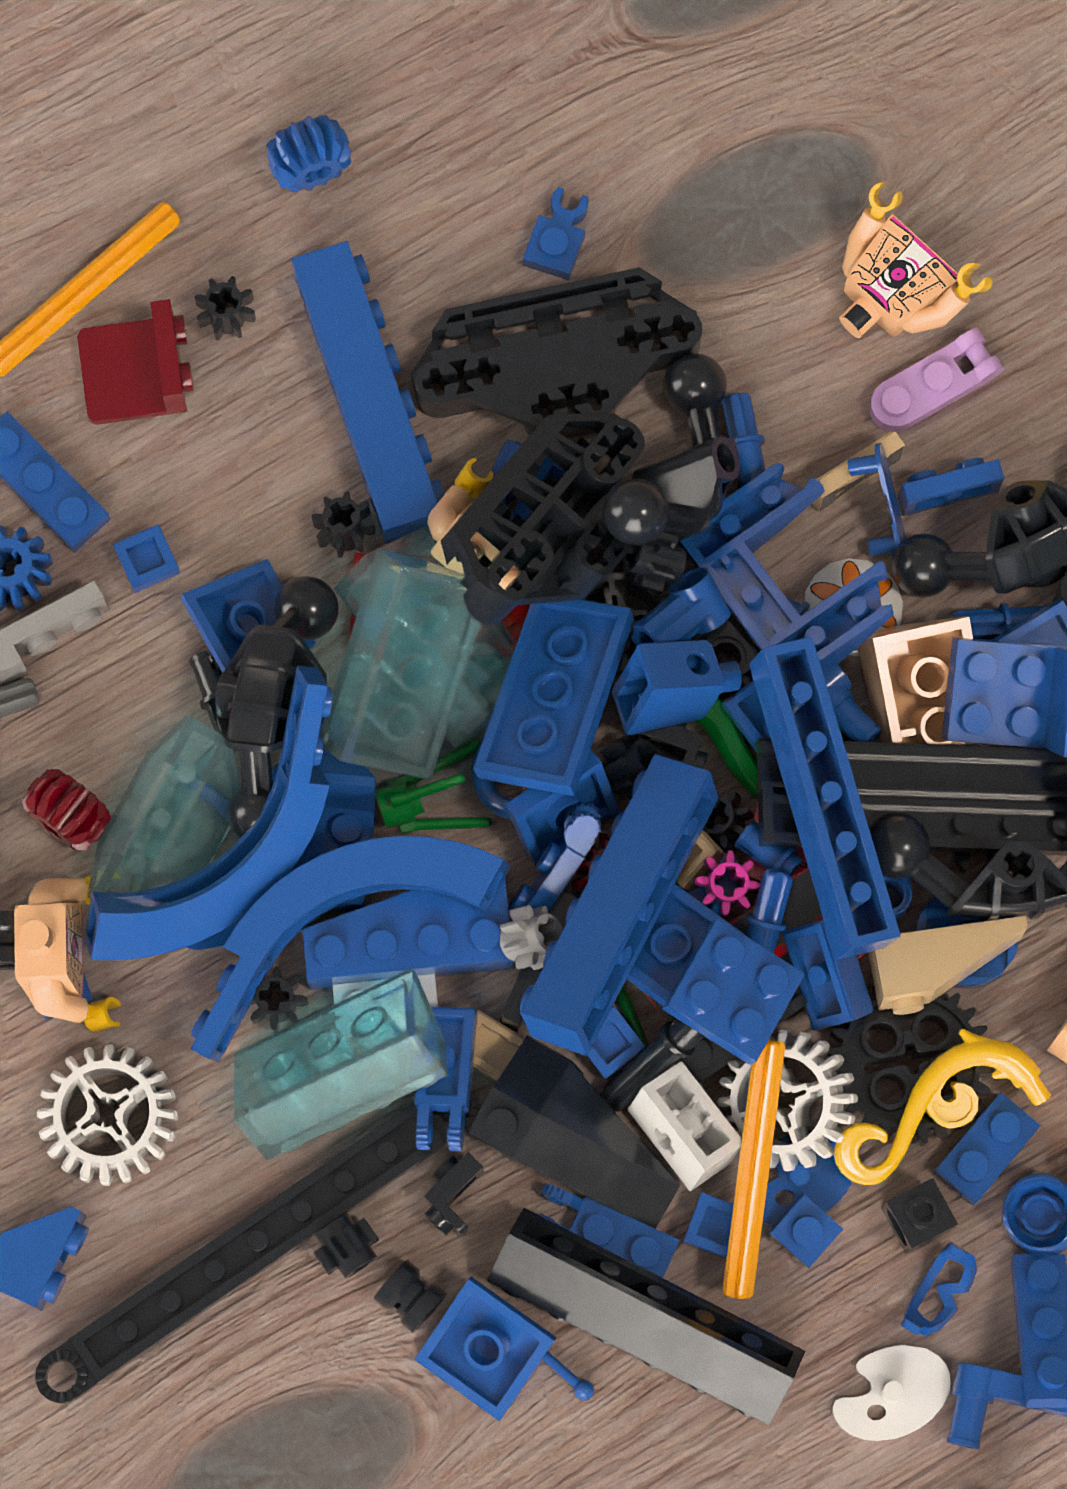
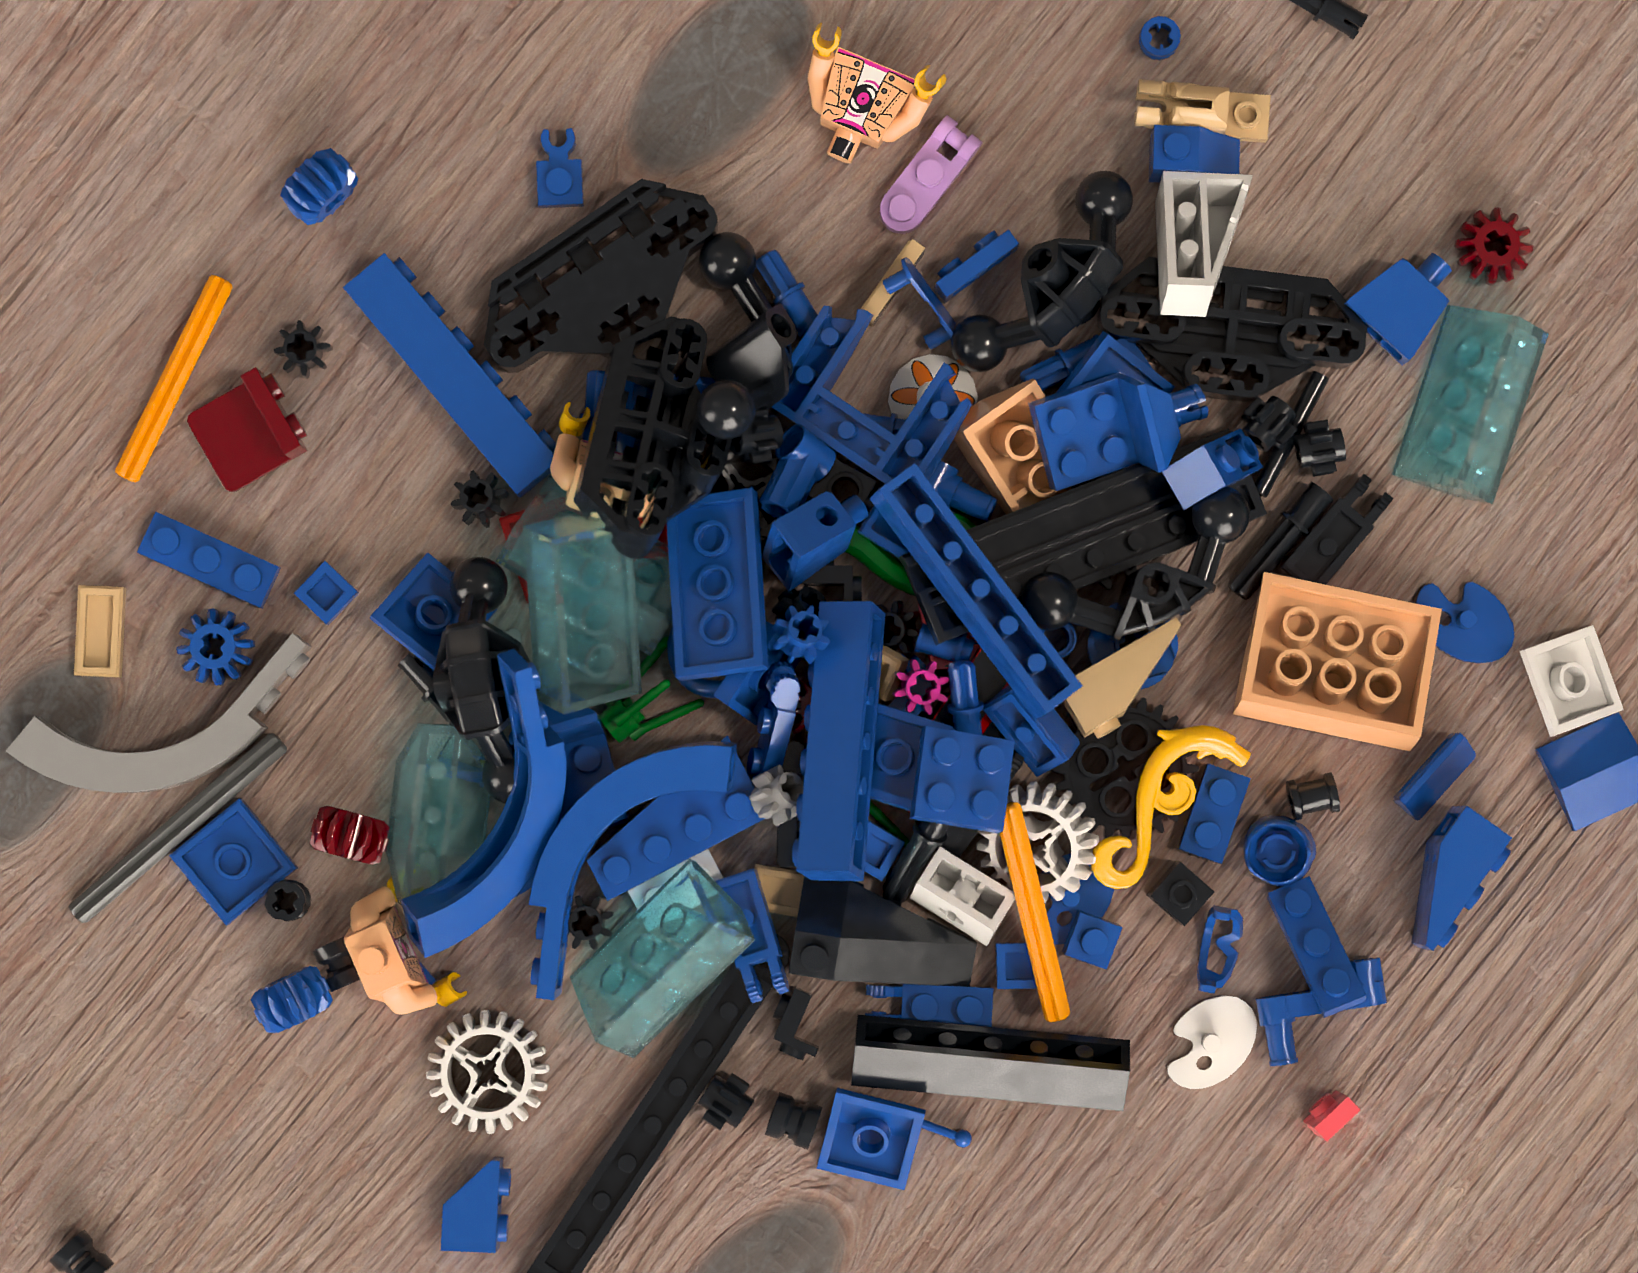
camera: 20 degrees left, 10 degrees up
(632, 765) = (812, 636): none -> blue gear

